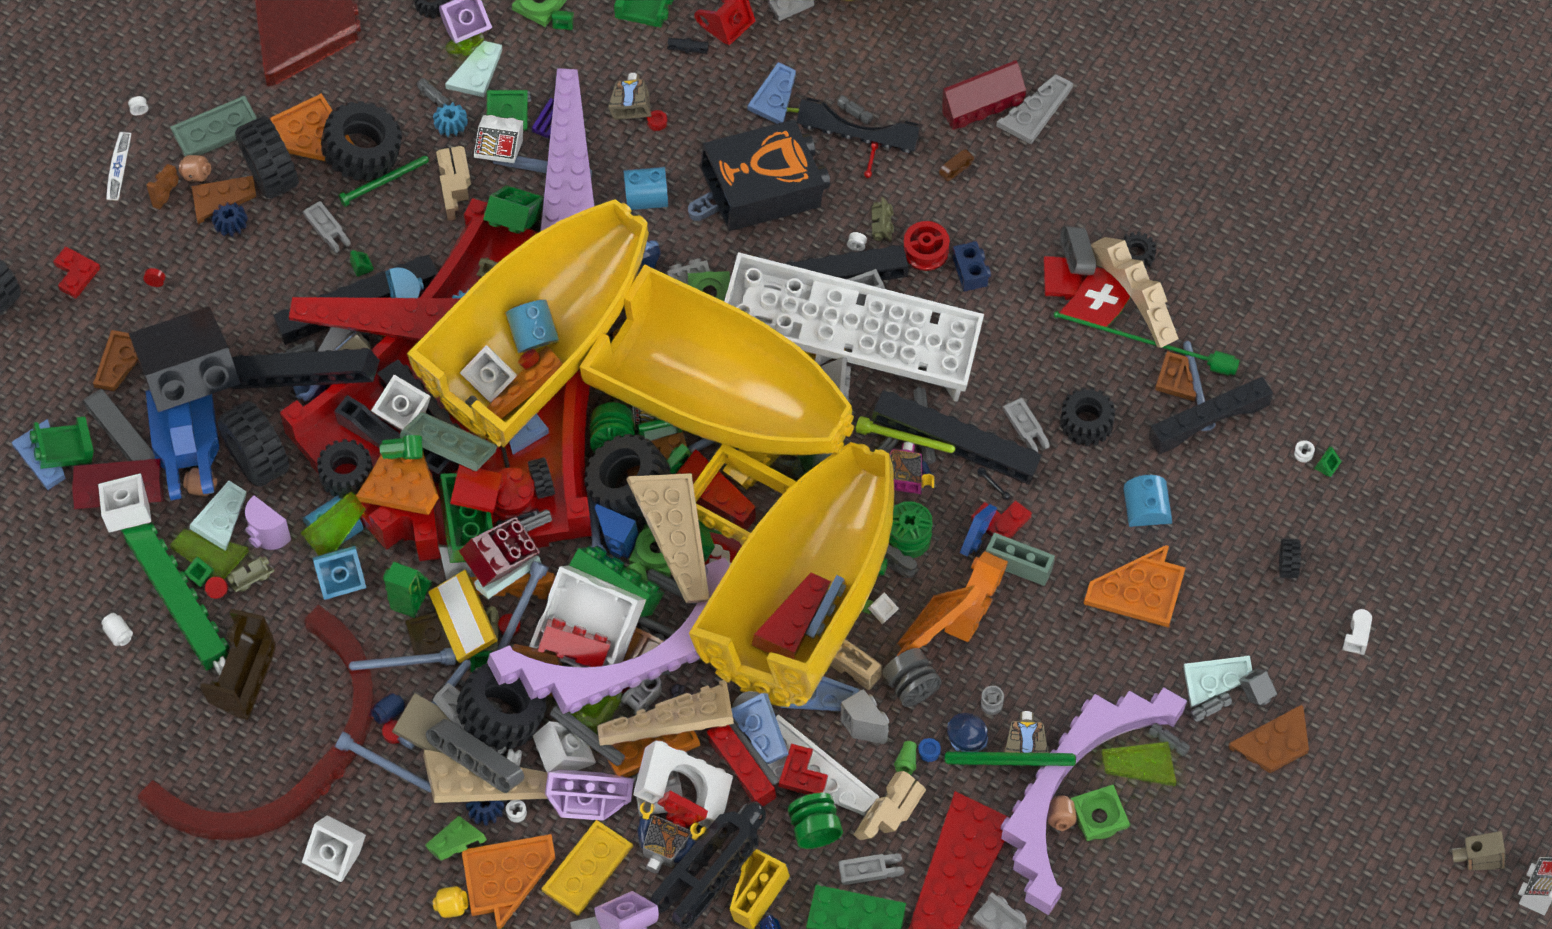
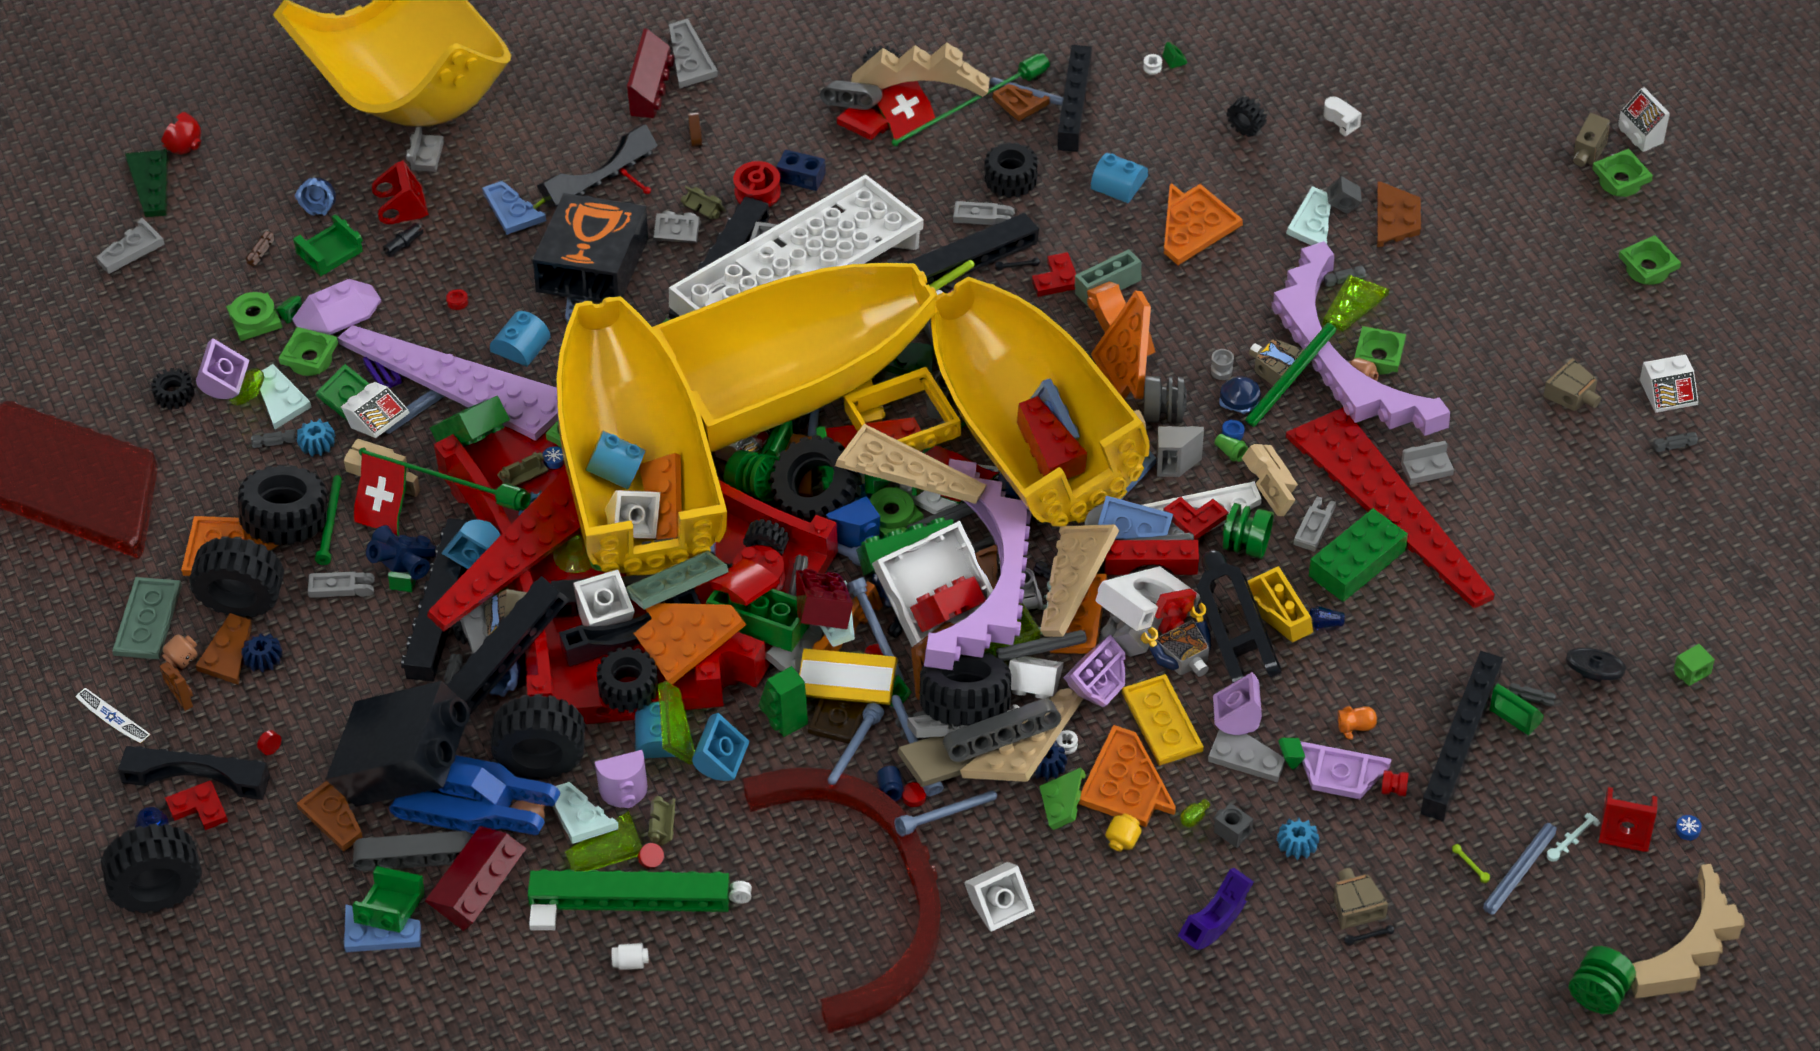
camera: 55 degrees left, 10 degrees down
(39, 253) = (151, 815): none -> clear blue cone
(111, 279) = (147, 766): none -> black arch
(119, 551) = (543, 917): none -> white tile
(124, 503) = (509, 870): white slope -> none
(138, 105) = (64, 663): white bush -> none
(199, 571) = (623, 858): green slope -> none
(245, 666) = (756, 866): dark brown windscreen -> none
(376, 244) = (400, 552): none -> dark blue brick
(407, 448) = (663, 605): green piece -> none
(422, 197) = (383, 491): none -> flag
(529, 359) = (643, 481): red tile -> none
(532, 48) = (308, 340): none -> bright green piece
(532, 513) = (792, 566): black hinge -> none
(587, 50) = (337, 307): none -> lavender wedge
(630, 99) = (422, 300): dark tan torso -> none
(840, 218) = (677, 227): none -> light grey bracket
(855, 109) = (576, 165): dark grey axle -> none
(857, 241) = (708, 228): white bush -> none
(978, 528) = (1060, 288): blue wing -> none
(1211, 707) = (1335, 235): dark grey axle -> none
(1468, 884) = (1625, 163): none -> bright green piece

